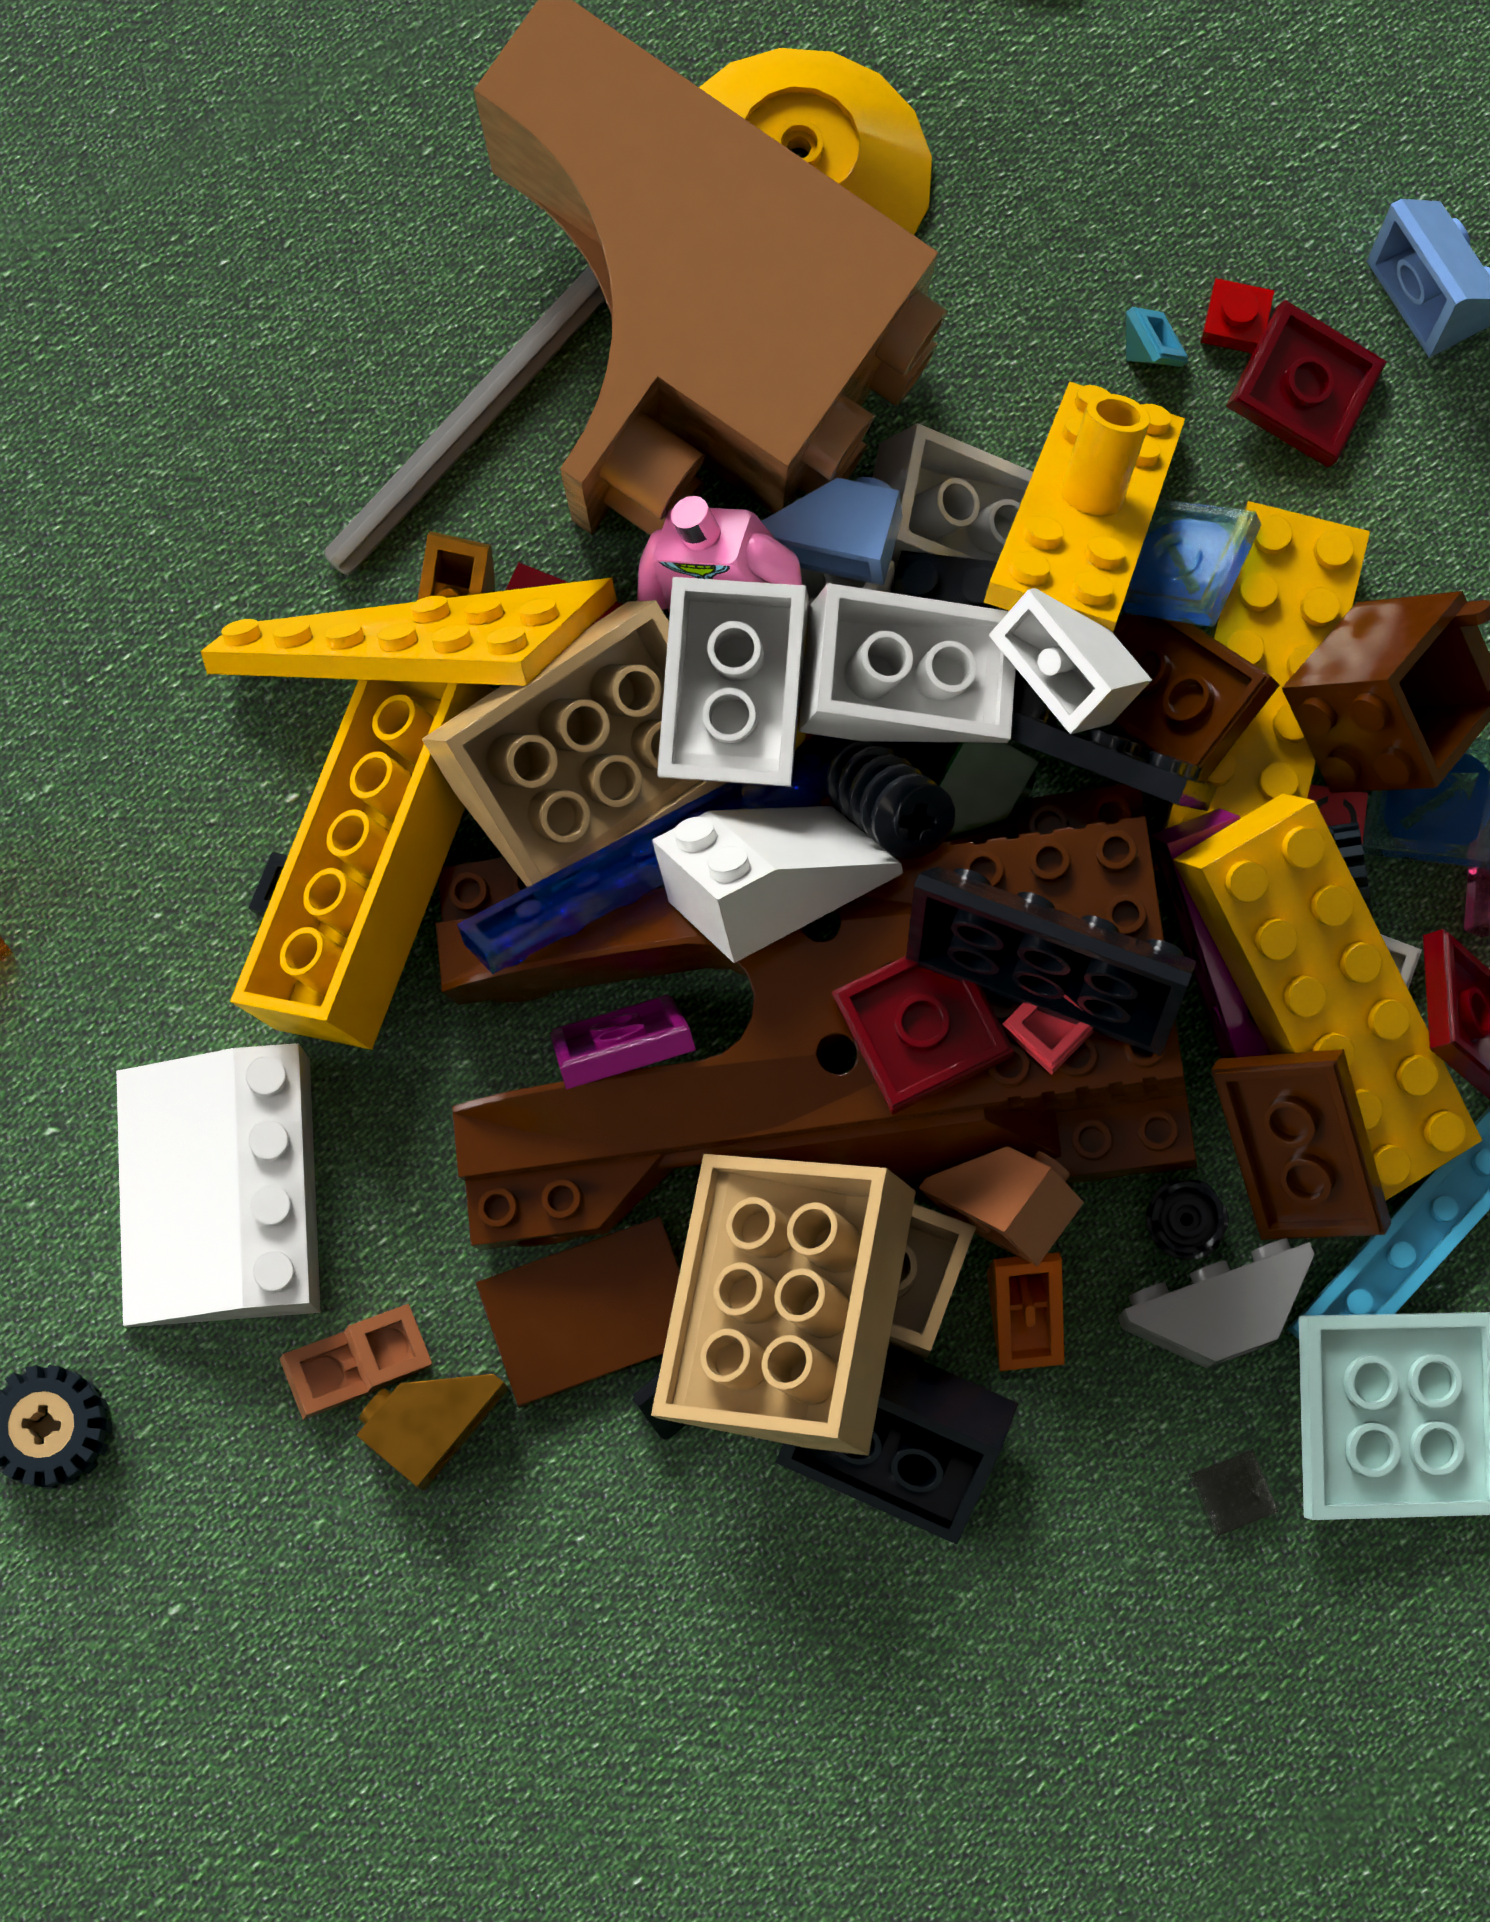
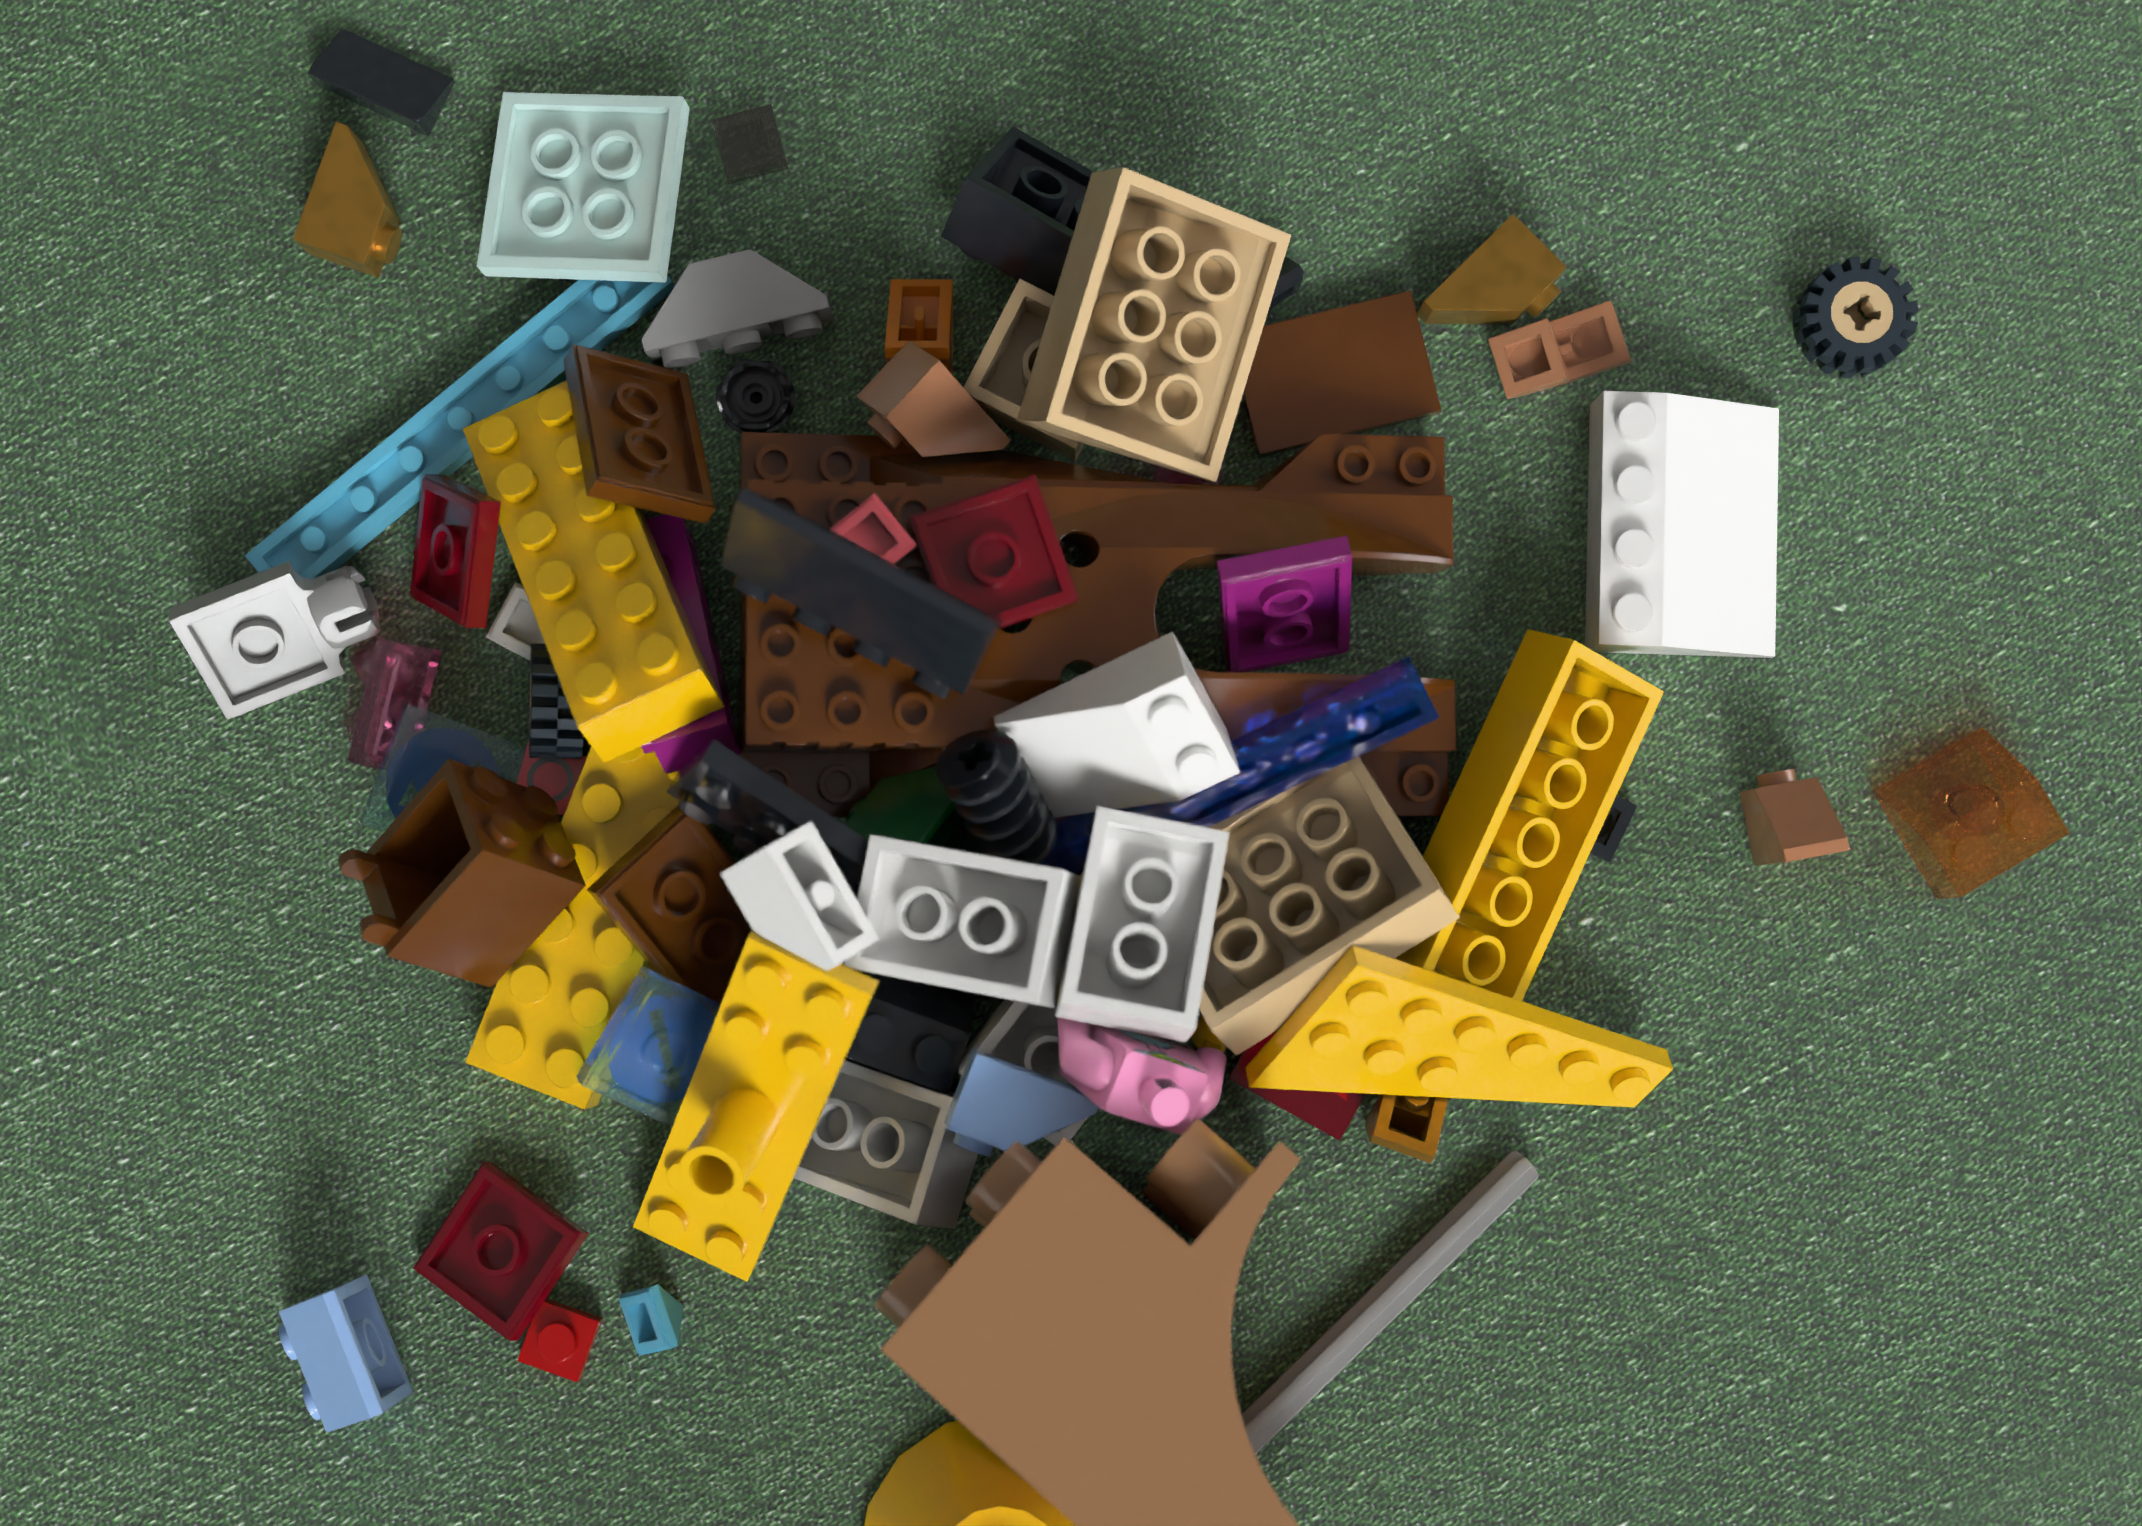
camera: 175 degrees left, 10 degrees up
(93, 895) = (1790, 819): none -> nougat slope

